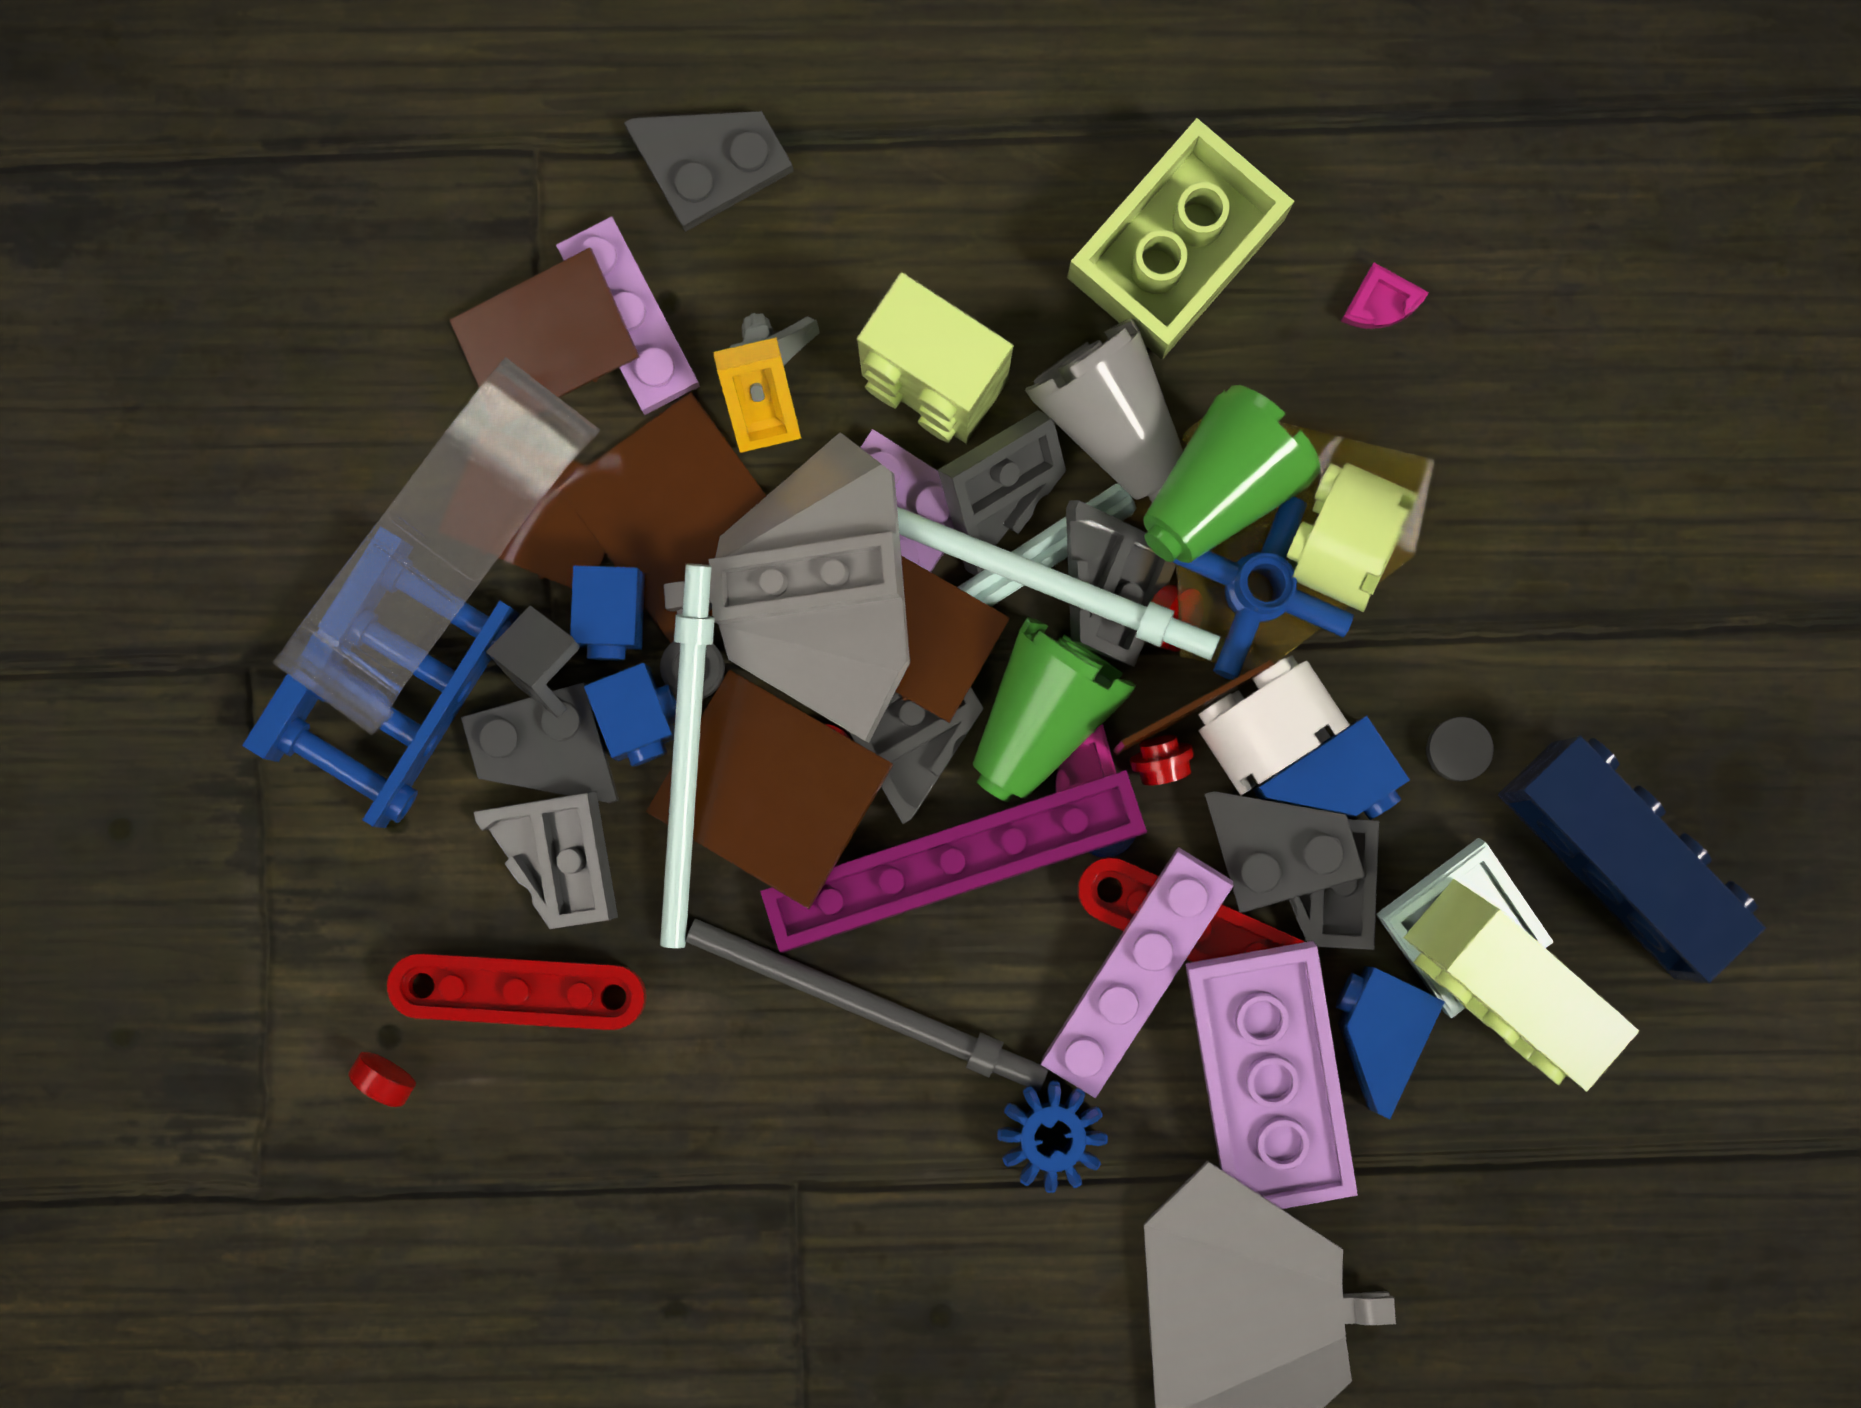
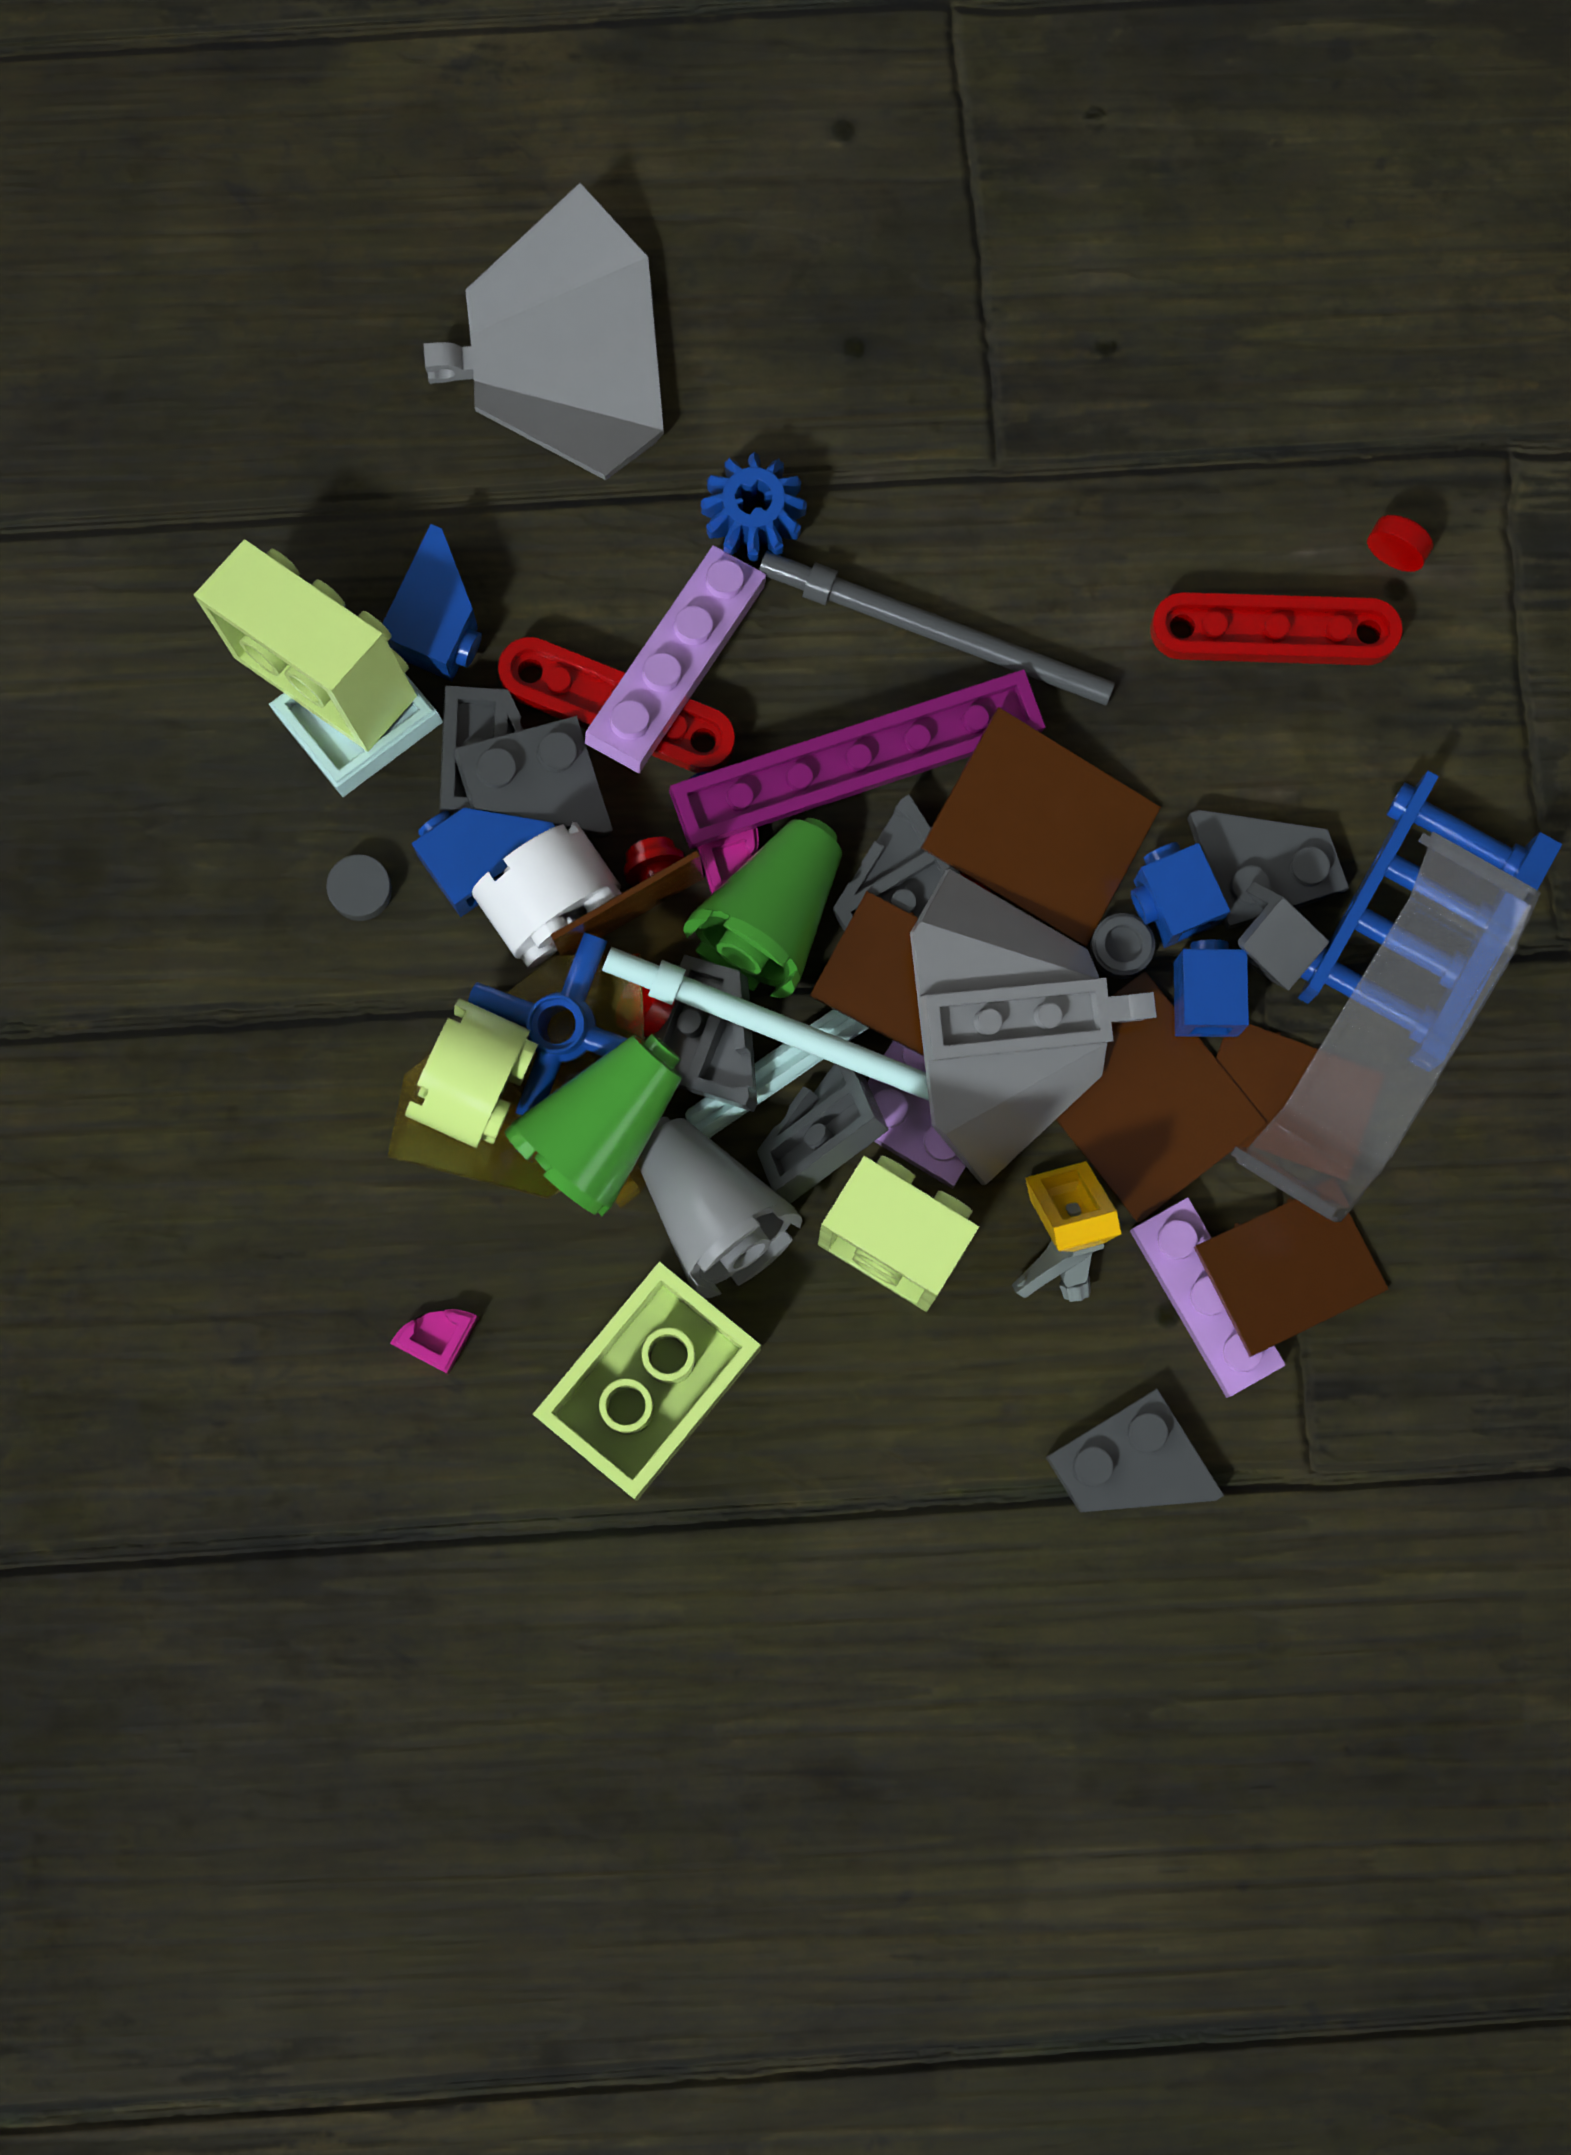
camera: 175 degrees right, 5 degrees down
(558, 855) = (1245, 757): wing -> none
(693, 632) = (1125, 960): light aqua bar -> none
(1273, 1074) = (543, 565): lavender plate -> none
(1633, 859) = (184, 761): dark blue brick -> none

